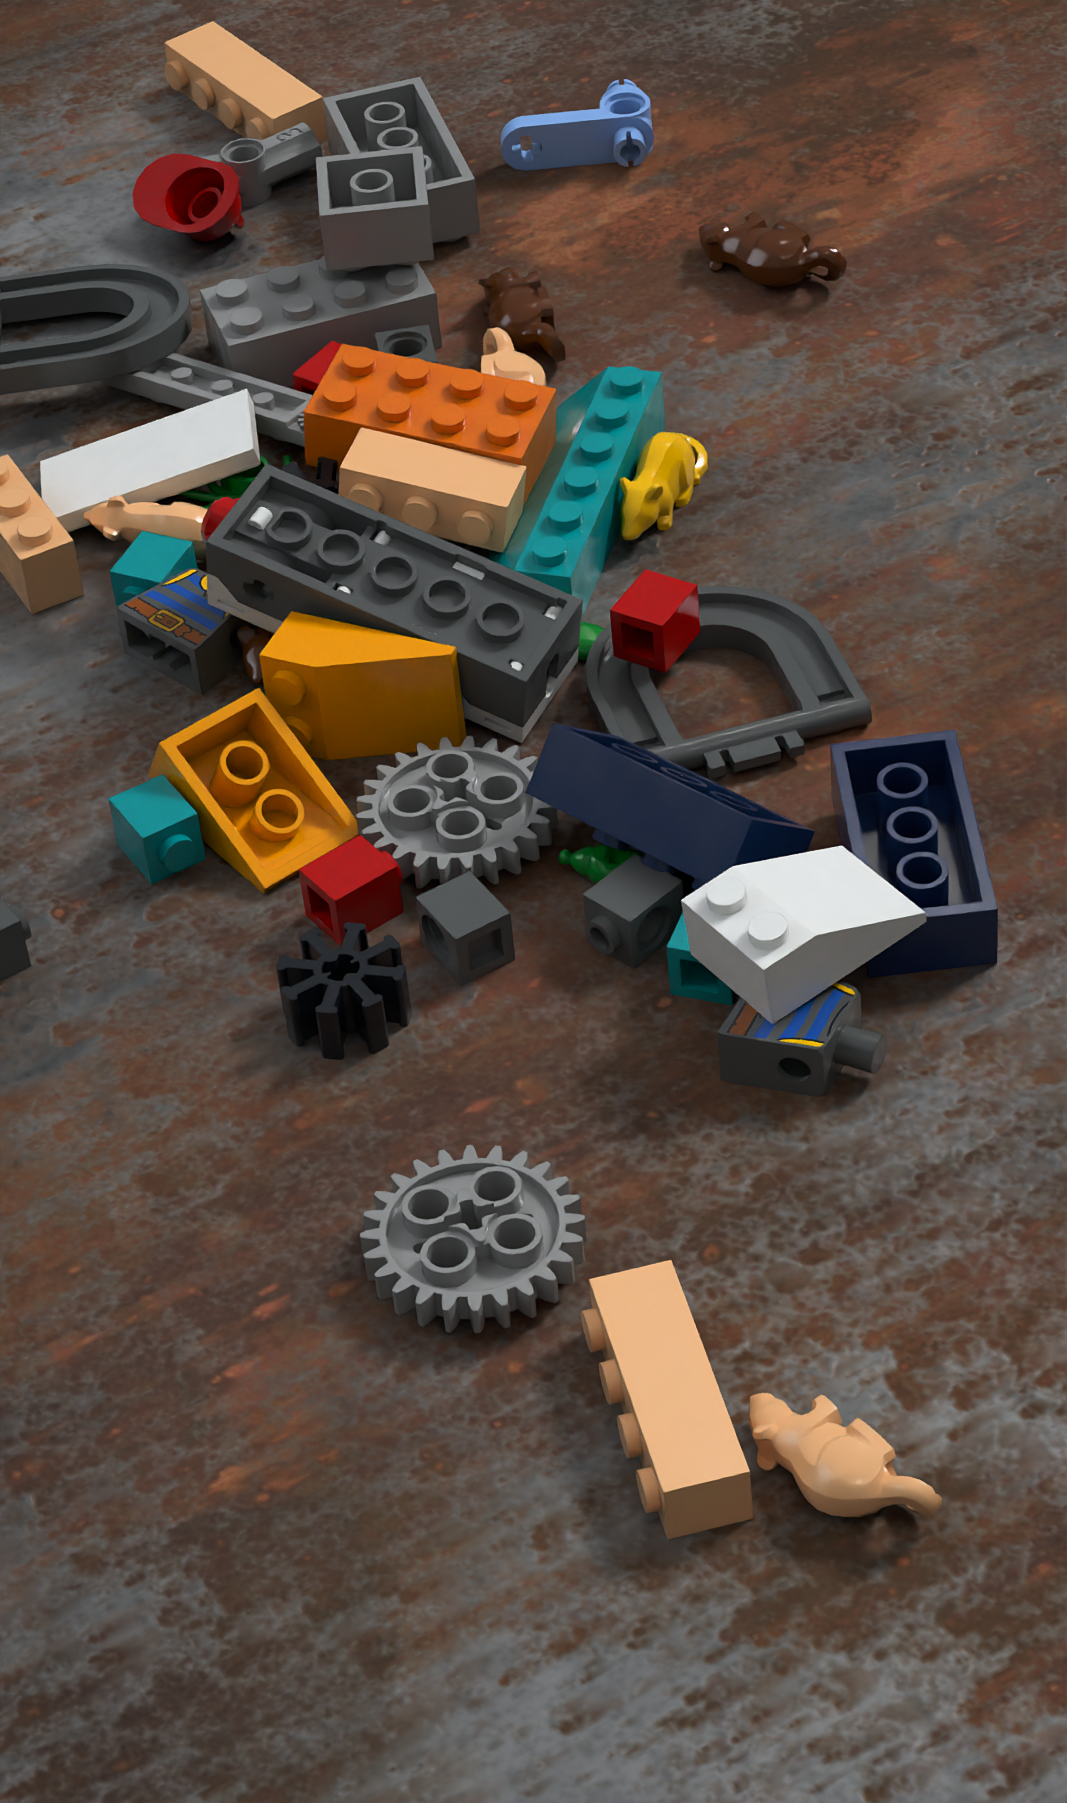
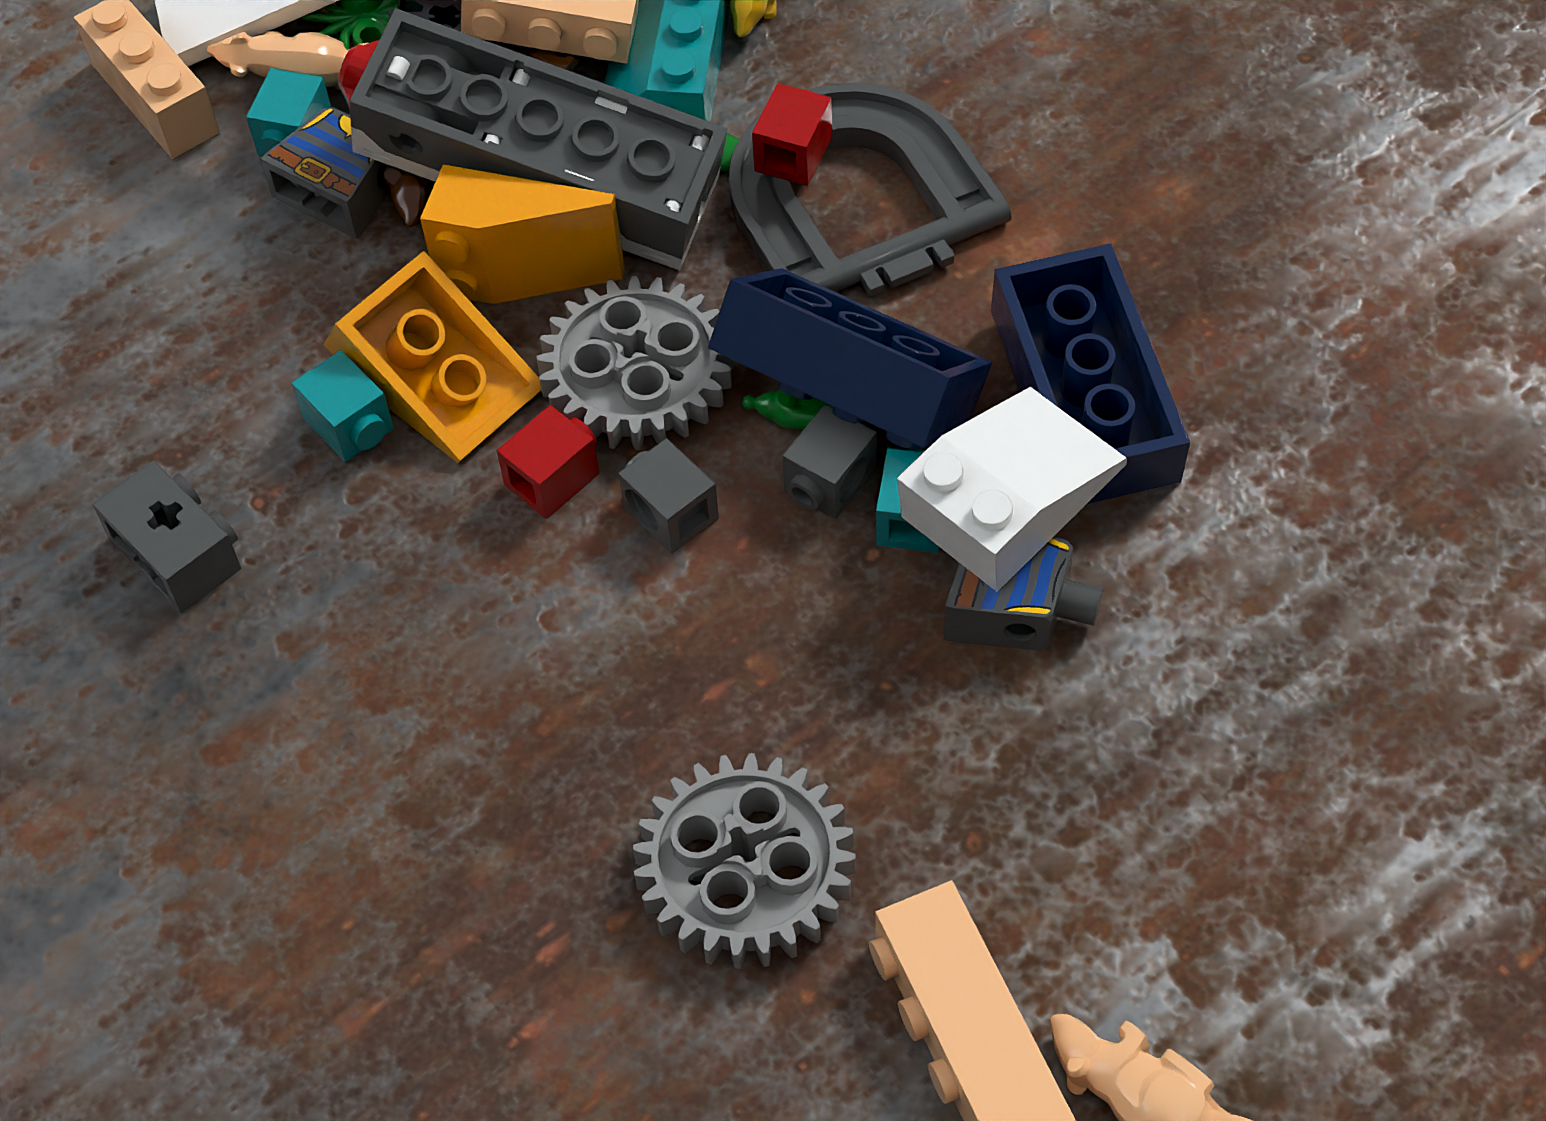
camera: 10 degrees left, 15 degrees up
(344, 990) = (562, 579): black gear -> none

